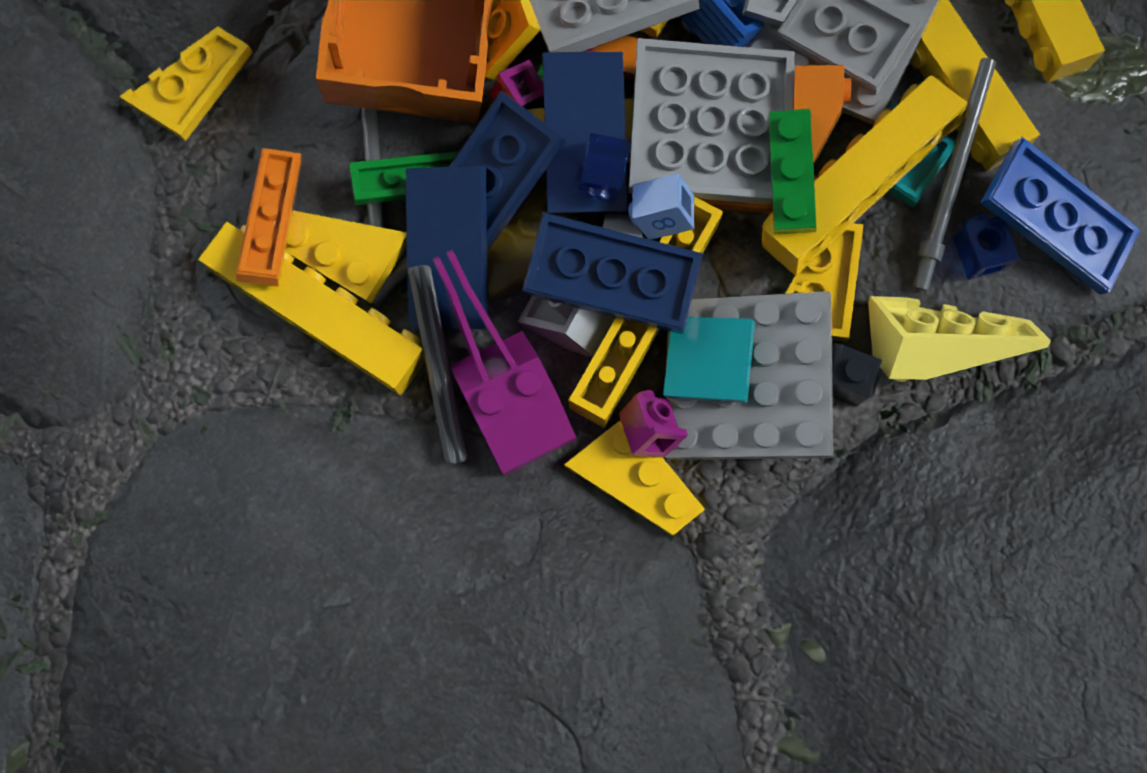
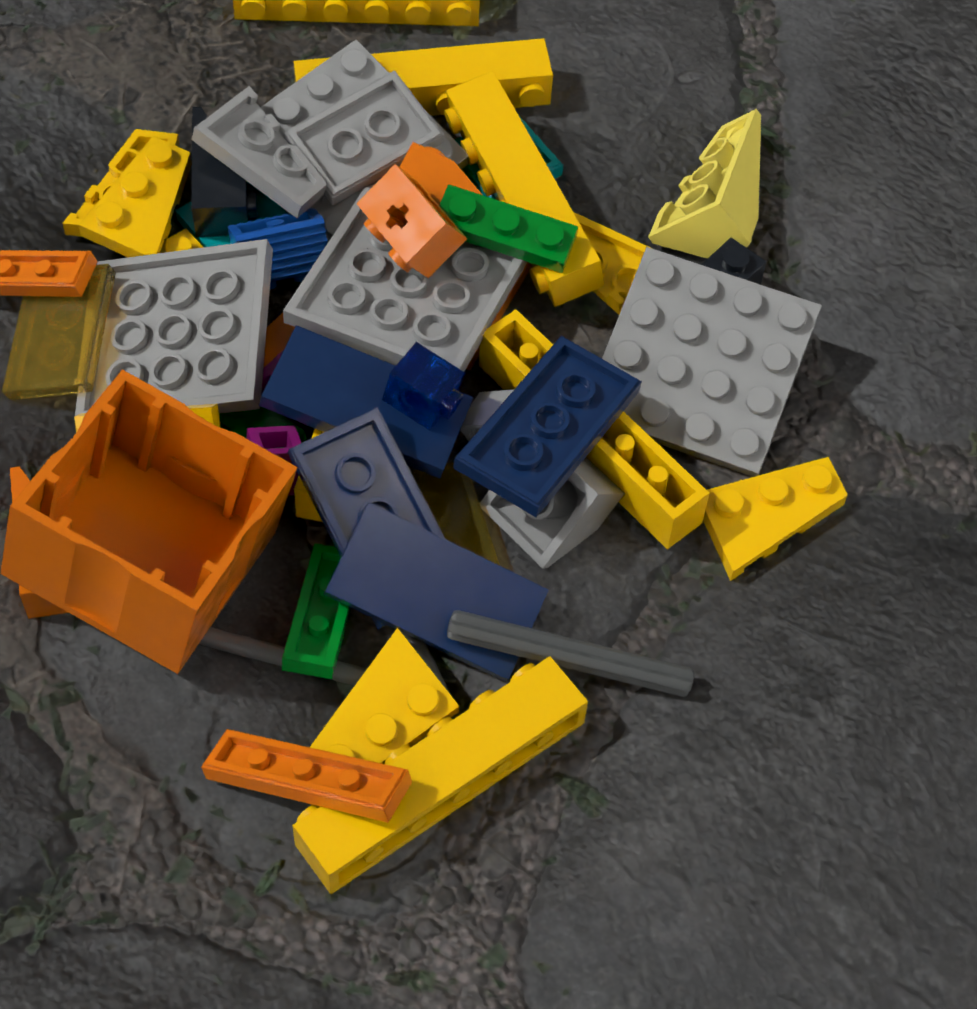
camera: 75 degrees left, 20 degrees down
(191, 85) = (65, 833): yellow wing -> none
(507, 389) = (621, 591): magenta slope -> none
(650, 425) = (723, 463): magenta brick -> none
(662, 206) = (493, 352): medium blue brick -> none
(710, 360) = (678, 380): teal tile -> none
(754, 93) = (410, 222): none -> orange brick
(932, 249) = (619, 169): dark grey bar -> none
(981, 262) = (635, 127): clear blue brick -> none
(1061, 216) = (631, 56): blue tile -> none

